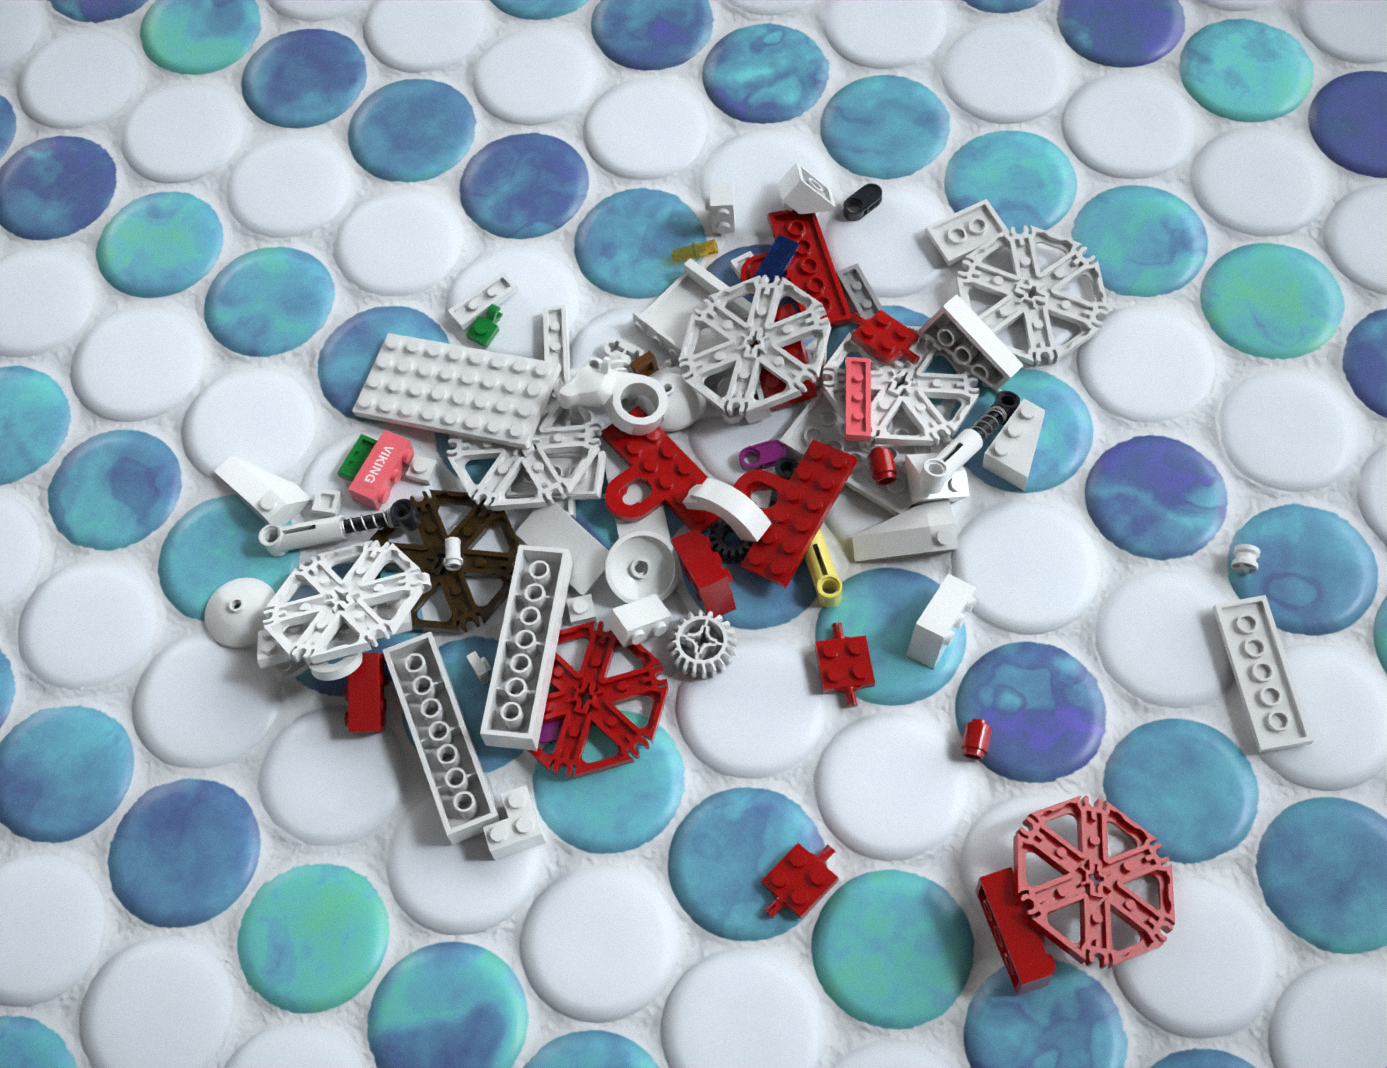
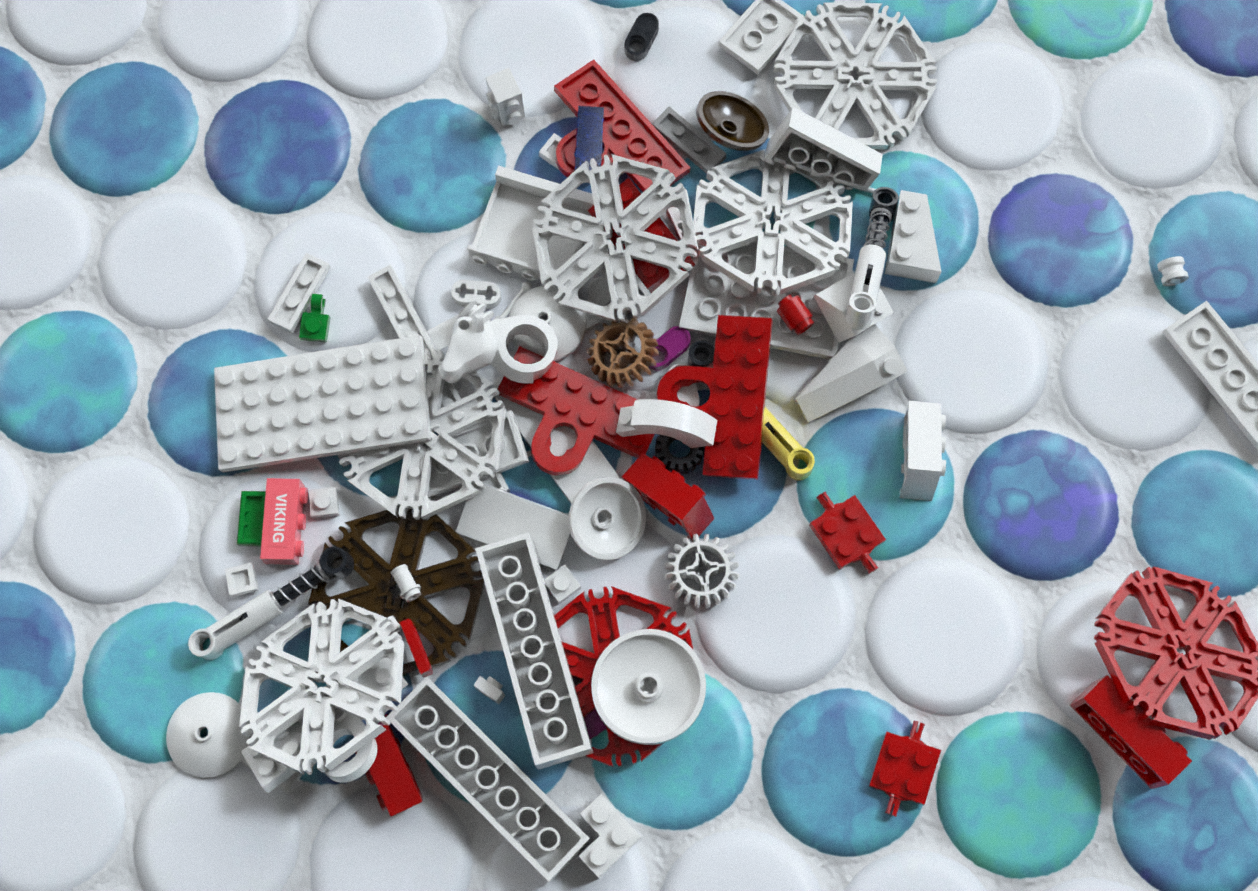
camera: 30 degrees left, 10 degrees up
(264, 493) = (170, 596): white wedge -> none
(435, 607) = (416, 647): none -> red tile
(607, 713) = (648, 686): none -> white dish
(639, 620) = (631, 573): white brick -> none
(645, 364) = (505, 301): reddish brown plate -> none
(694, 251) = (495, 154): clear yellow axle -> none
(721, 442) = (626, 334): none -> medium nougat gear
(805, 192) = (582, 49): white slope -> none
(857, 399) = (745, 256): coral plate -> none
(884, 337) = (736, 177): red plate -> none
(904, 292) = (732, 121): none -> dark brown dish
(976, 739) = (1006, 555): red brick -> none

